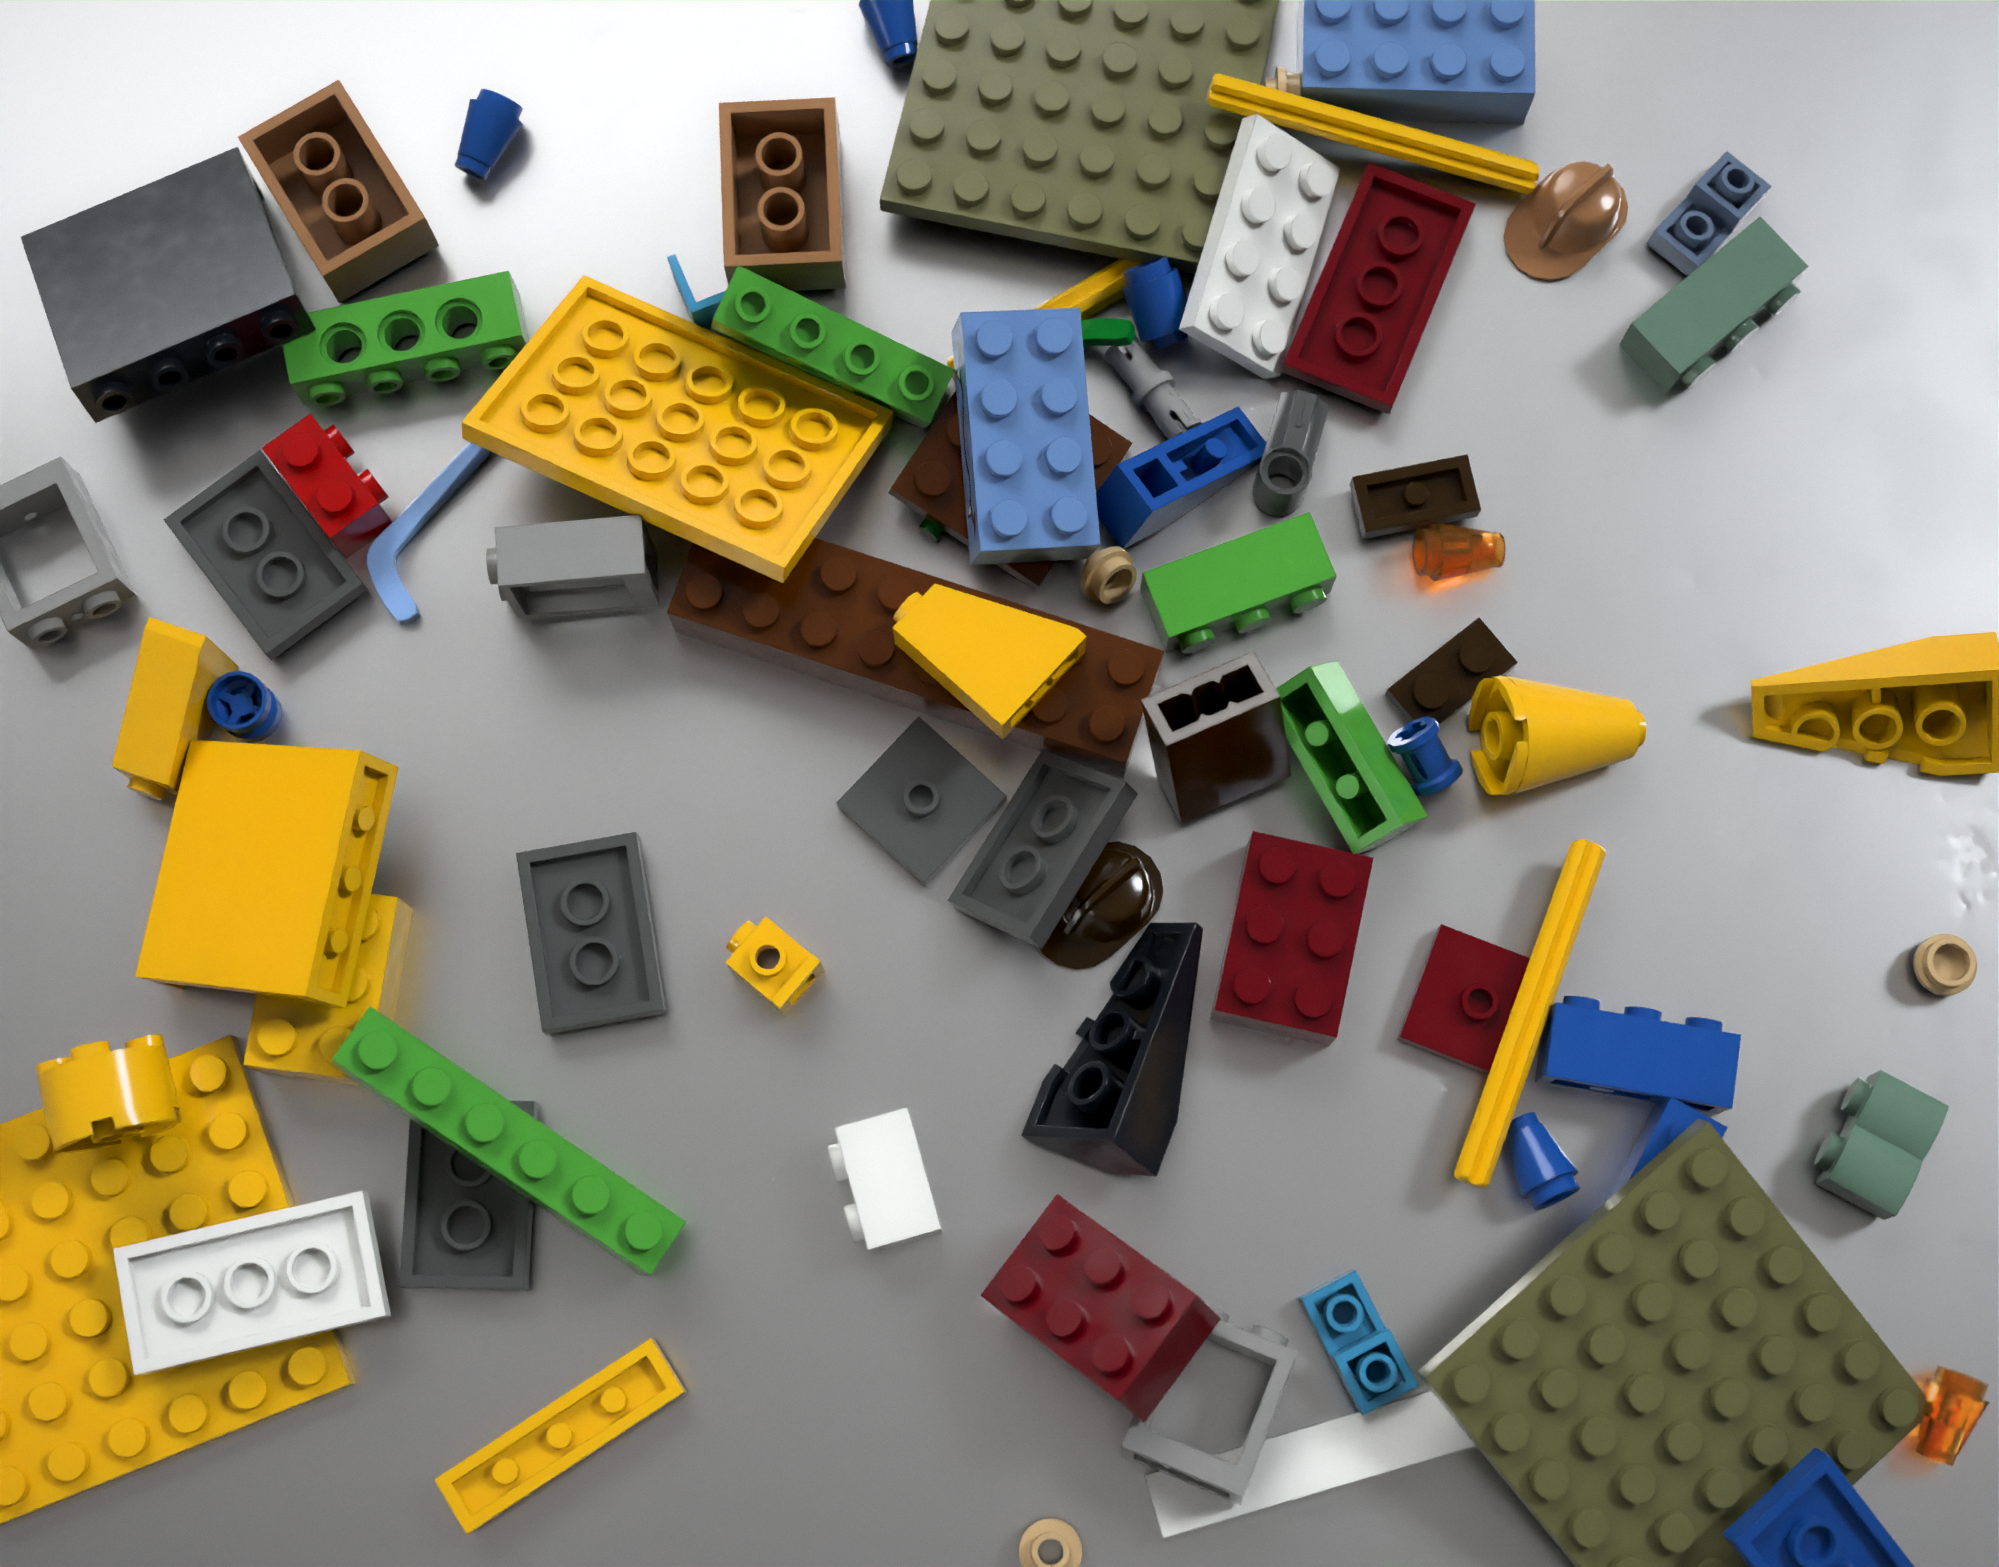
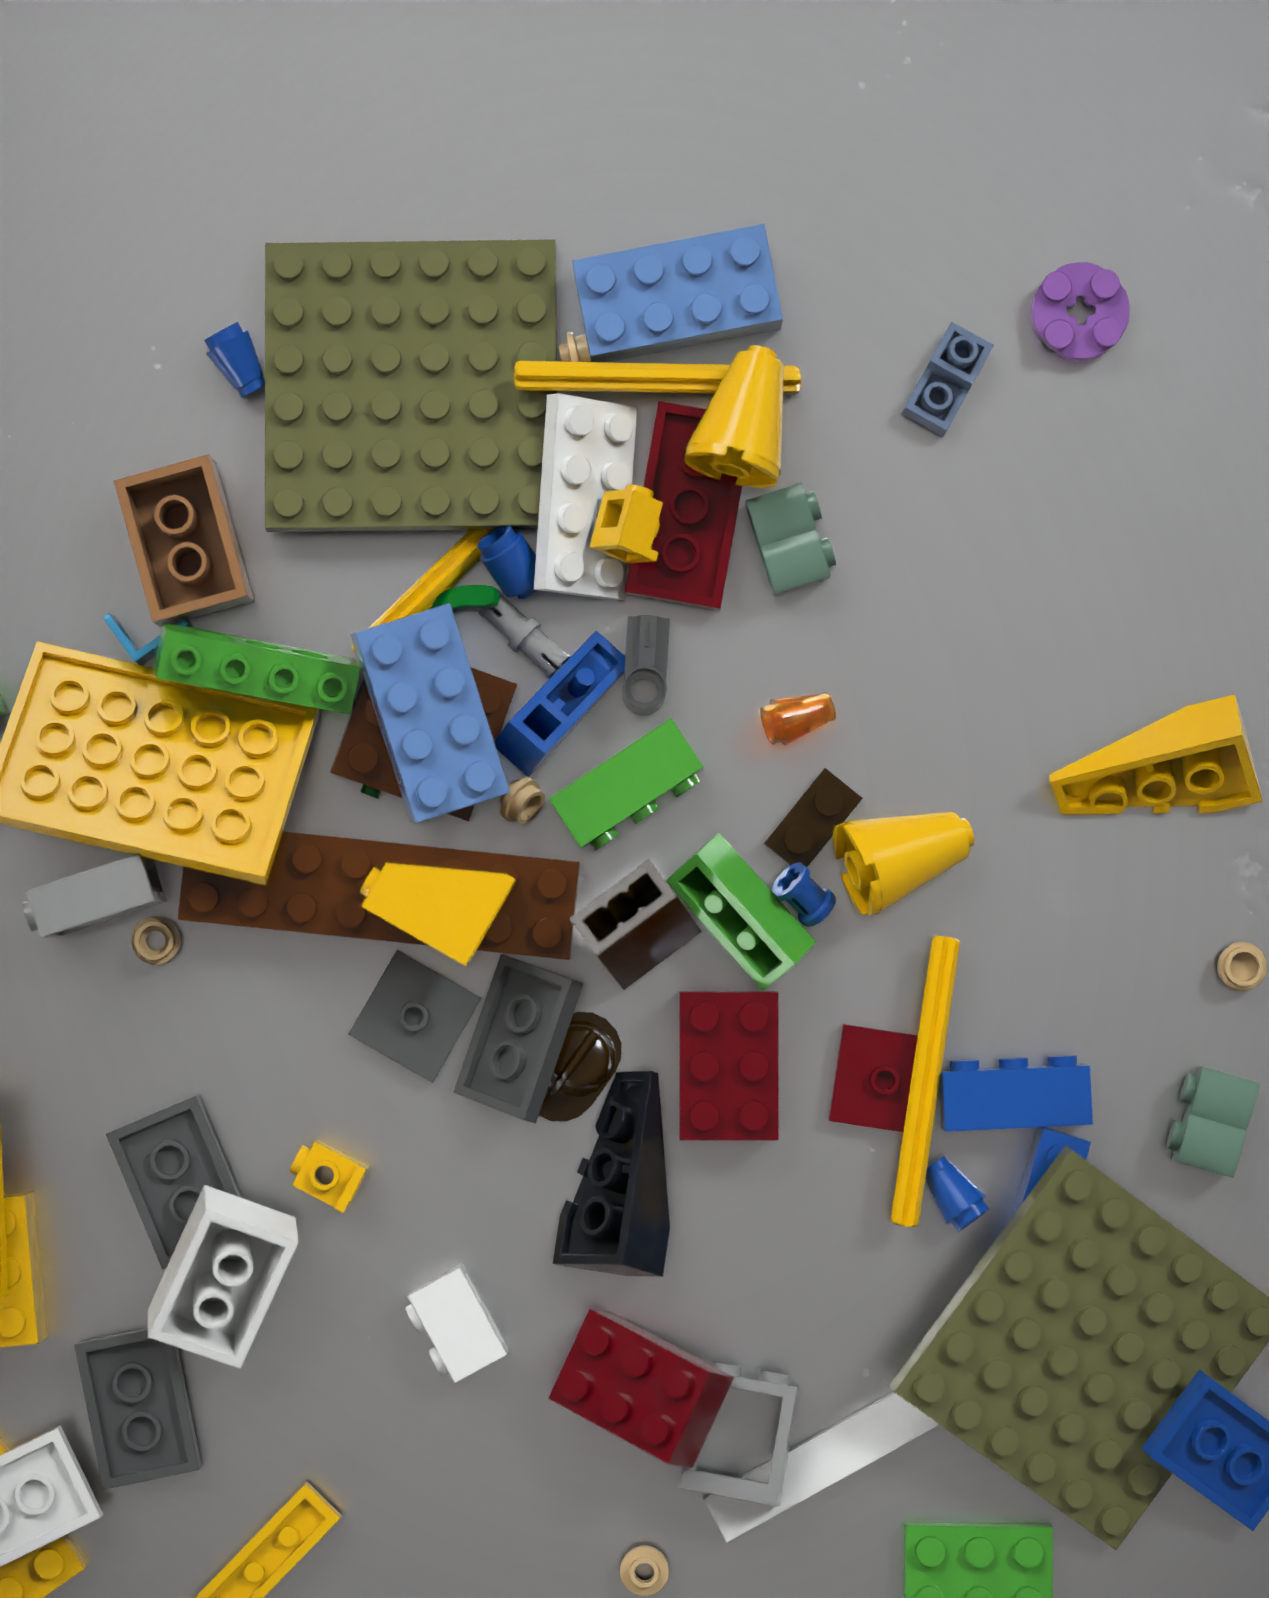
camera: 10 degrees left, 10 degrees up
(507, 1142) = (158, 1367): bright green brick -> none
(613, 1049) = (222, 1277): none -> white brick
(627, 628) = (140, 937): none -> tan plate
(1305, 282) = (627, 524): none -> yellow brick
(1357, 1342) = (843, 1361): dark azure slope -> none
(1415, 496) = (754, 678): dark brown plate -> none
(1464, 198) = (743, 422): none -> yellow cone
(1489, 347) = (789, 538): none -> sand green brick
(1565, 220) = (831, 408): medium nougat piece -> none
(1715, 307) = (966, 463): sand green brick -> none
(1897, 147) = (1099, 290): none -> medium lavender plate

